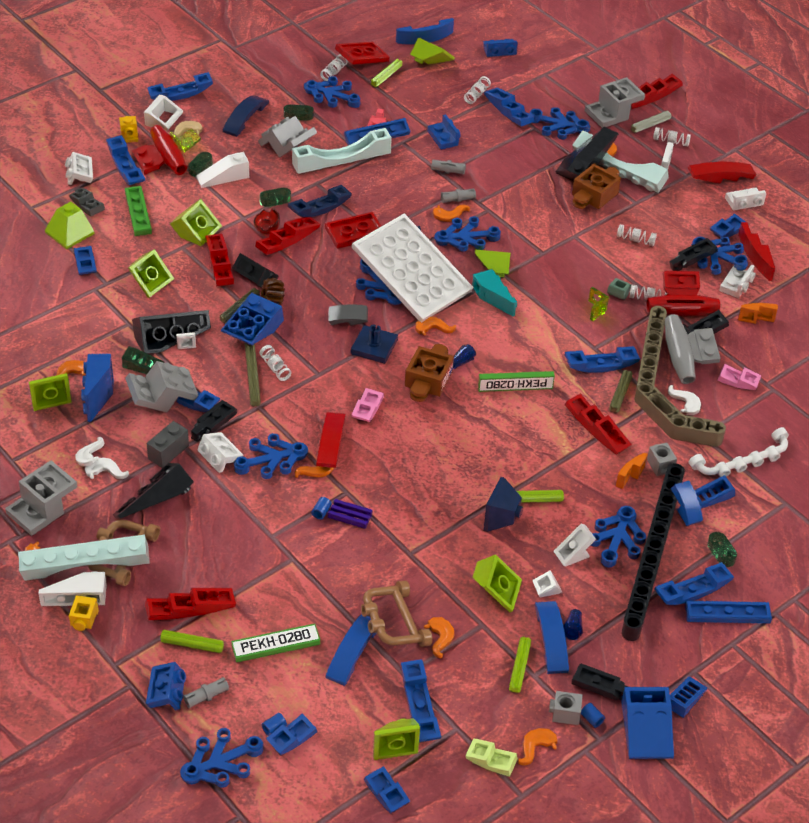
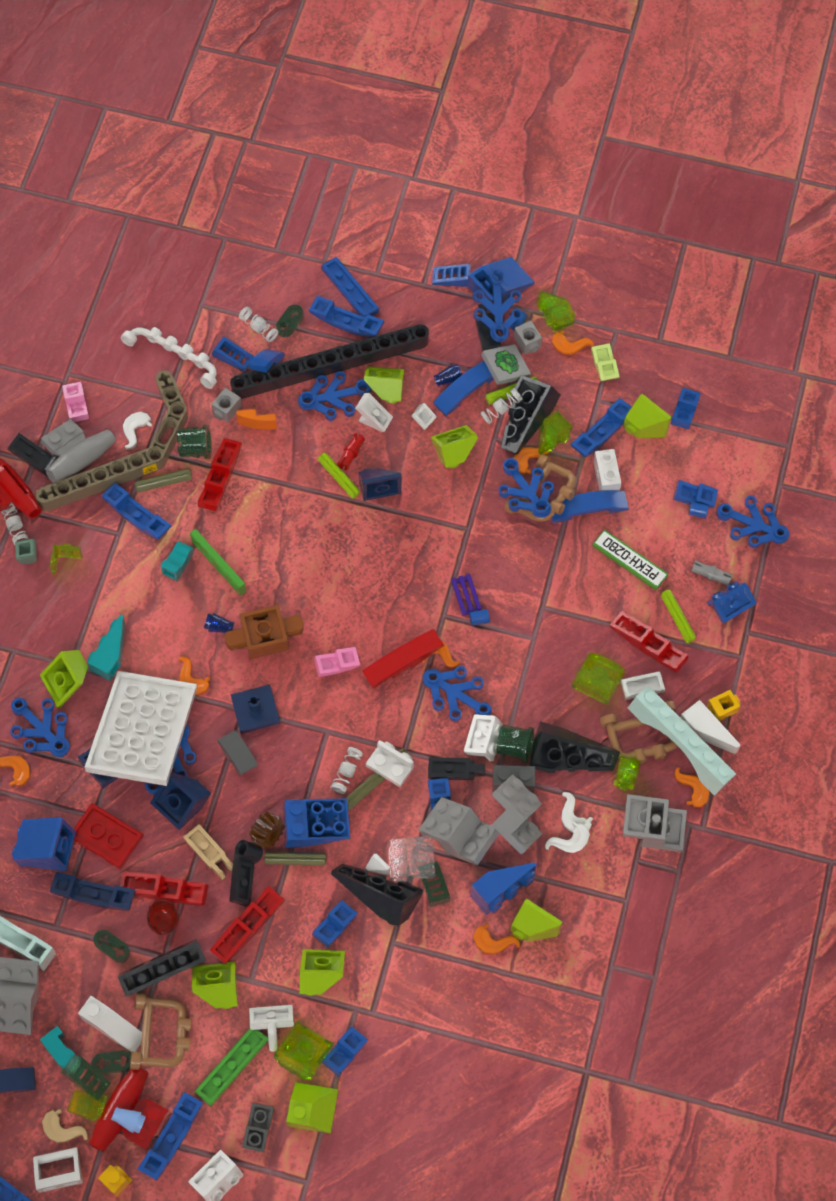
camera: 125 degrees left, 20 degrees up
(98, 507) = (626, 773): none -> clear neon green slope
(106, 238) = (302, 1051): none -> clear neon green slope
(135, 415) = (514, 821): none -> light grey bracket
(143, 237) = (271, 1018): none -> white plate
(152, 141) = (129, 1119): none -> light blue cone
(159, 577) = (635, 685): none -> white tile
(172, 299) = (335, 924): none -> blue slope
(173, 353) = (411, 858): none -> clear slope
(187, 200) = (183, 1024): none -> medium nougat bar
(194, 457) = (515, 742): none -> clear green piece
(194, 550) = (598, 677): none -> clear neon green slope
(207, 139) = (82, 1064): none -> clear green slope
(232, 144) = (56, 1048): none -> teal leg
(233, 203) = (161, 967): none -> black brick
(252, 381) = (390, 763): none -> white bracket
(291, 266) = (207, 850): none -> tan hinge
(340, 271) = (180, 799): none -> dark blue slope
(372, 674) = (607, 470): none -> white brick
(373, 191) = (44, 844): none -> blue slope
(402, 596) = (527, 491): none -> blue plant
(449, 658) = (553, 431): none -> clear neon green slope
(485, 661) = (529, 413): none -> black wedge
(507, 639) = (500, 406): none -> white piece
(536, 358) = (177, 561): none -> teal leg
(550, 514) = (351, 451): none -> red pin
(550, 671) = (505, 364): none -> light grey tile
(581, 750) = (556, 310): none -> clear neon green slope
(602, 573) = (385, 382): none -> lime slope
(613, 687) = (497, 308): none -> blue plant
(637, 418) = (195, 442): none -> clear green piece
(733, 523) = (258, 324): none -> white piece

